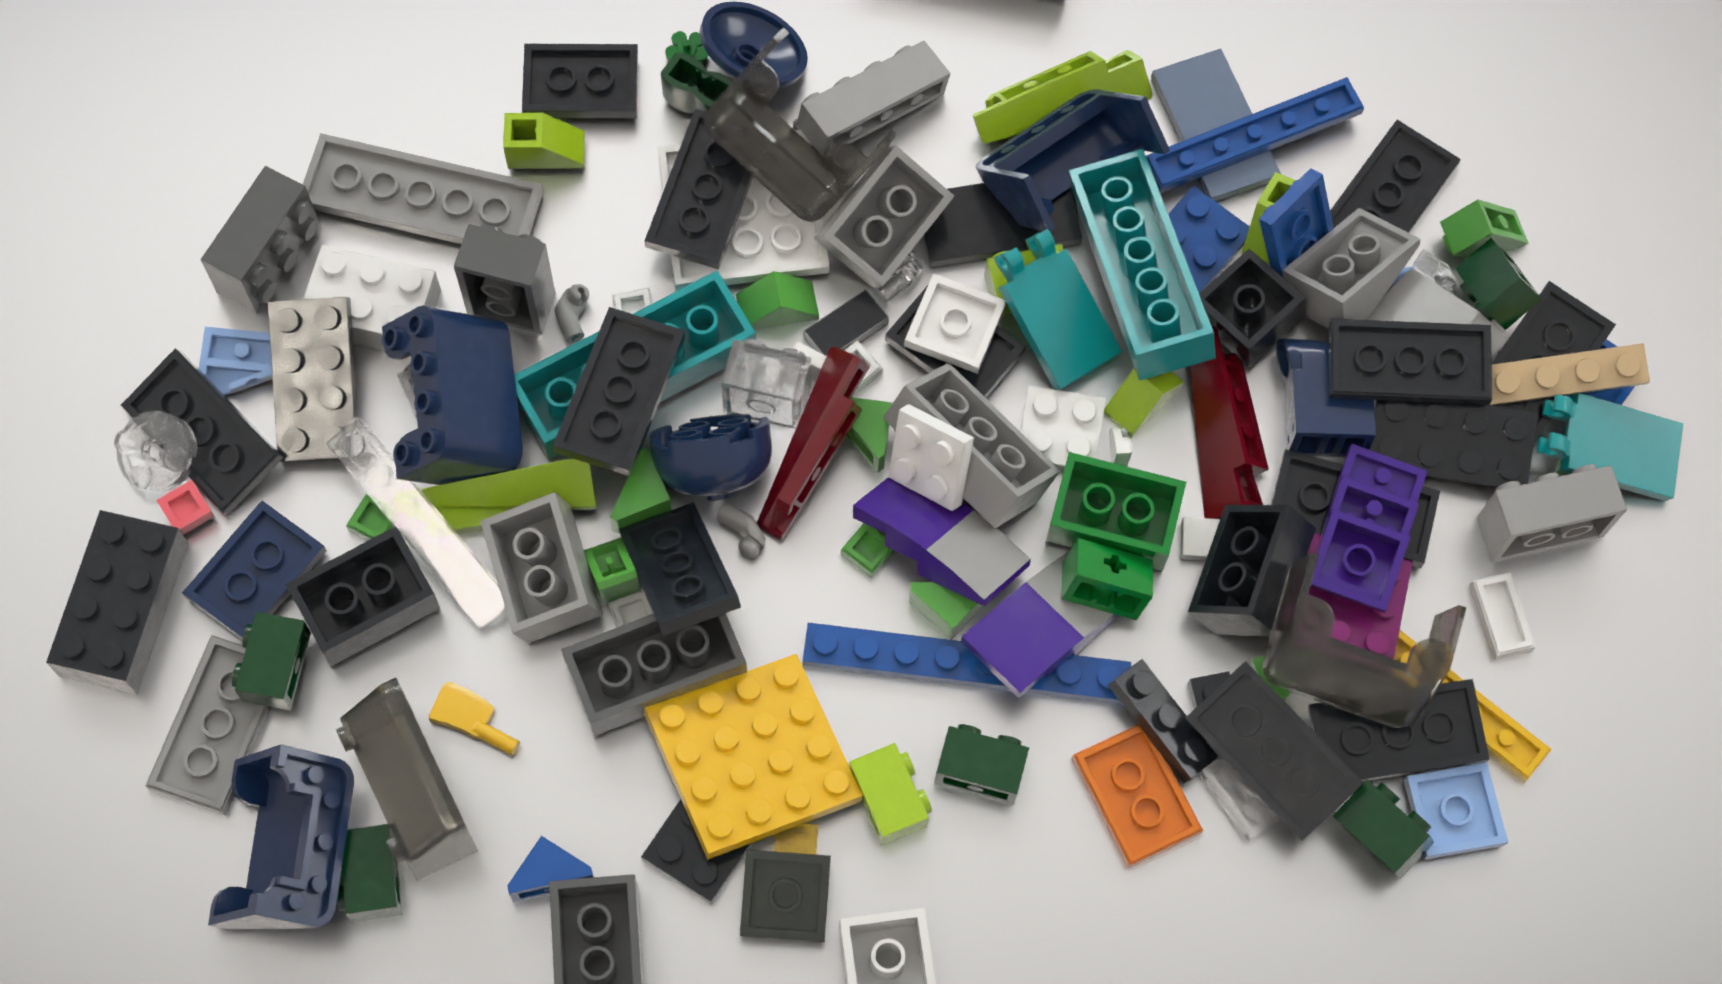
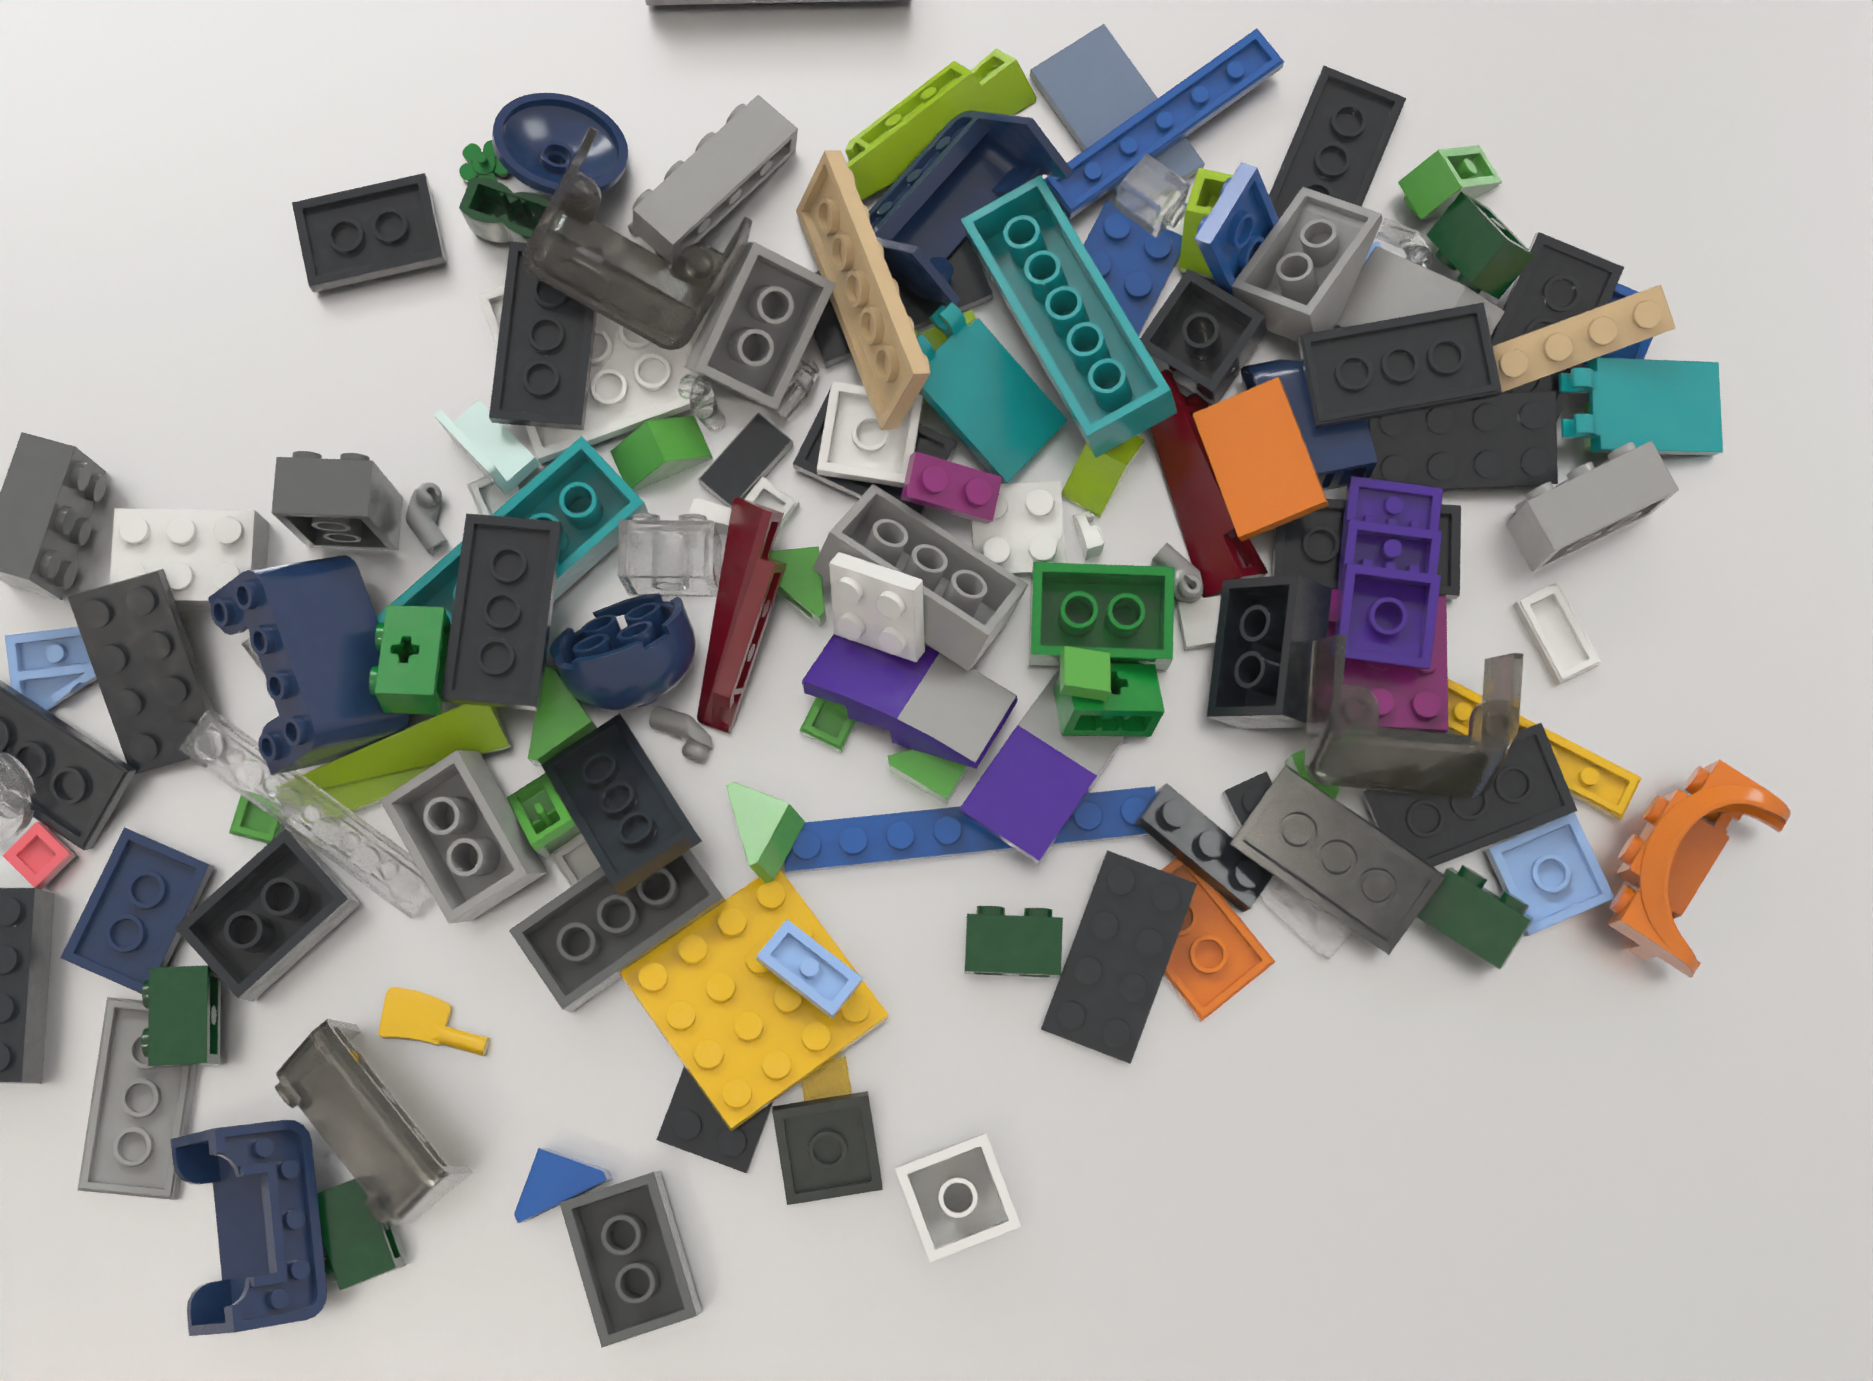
camera: 10 degrees left, 10 degrees up
(416, 191) = (214, 414): light grey plate -> none
(535, 410) = (411, 659): none -> green brick
(542, 142) = (342, 320): lime slope -> none
(638, 266) = (490, 446): none -> light aqua panel
(796, 618) = (765, 828): none -> slope
(805, 738) = (809, 969): none -> light blue plate
(822, 268) = (702, 401): none -> clear arm
(890, 794) = (918, 1003): lime brick -> none
(978, 209) = (864, 292): none -> tan plate
(1013, 379) = (951, 488): none -> magenta plate
(1070, 794) = (1119, 956): none -> black plate
(1092, 548) = (1085, 673): none -> bright green tile
(1194, 500) = (1187, 578): none -> light grey arm
(1231, 187) = (1152, 196): none -> clear brick
(1277, 411) = (1260, 459): none -> orange tile
(1570, 812) = (1677, 853): none -> orange piece

